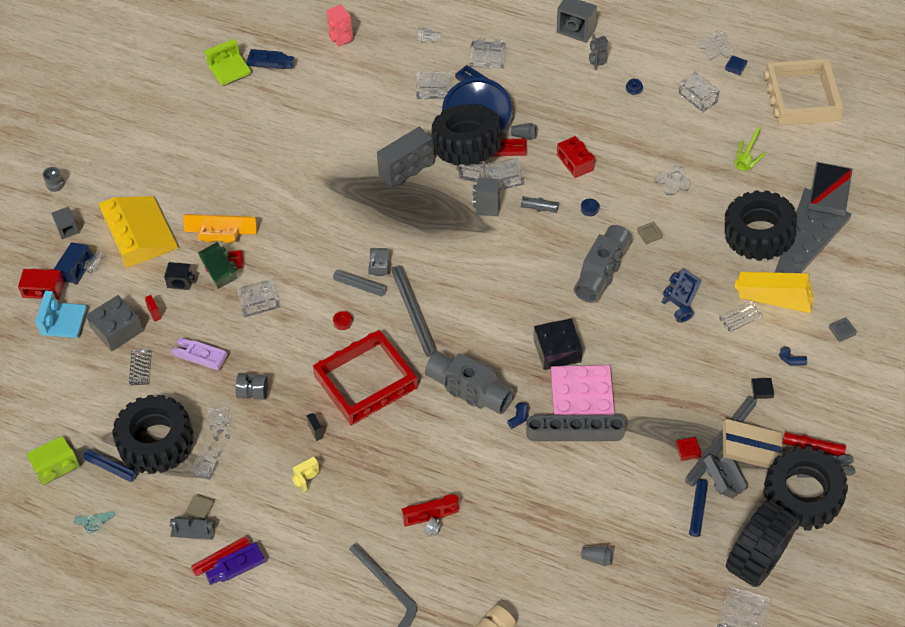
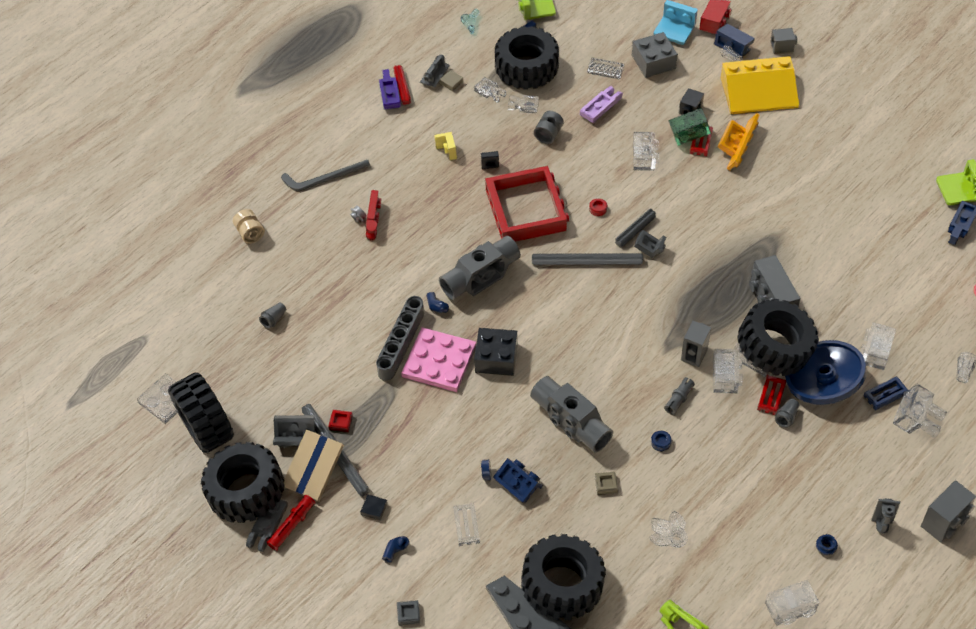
camera: 110 degrees right, 0 degrees up
(53, 179) = (839, 39): dark grey wheel -> none
(152, 307) = (662, 81): red tile -> none
(575, 156) = (732, 446): red brick -> none
(698, 508) = (275, 403): dark blue axle -> none
(777, 289) = (475, 563): yellow slope -> none

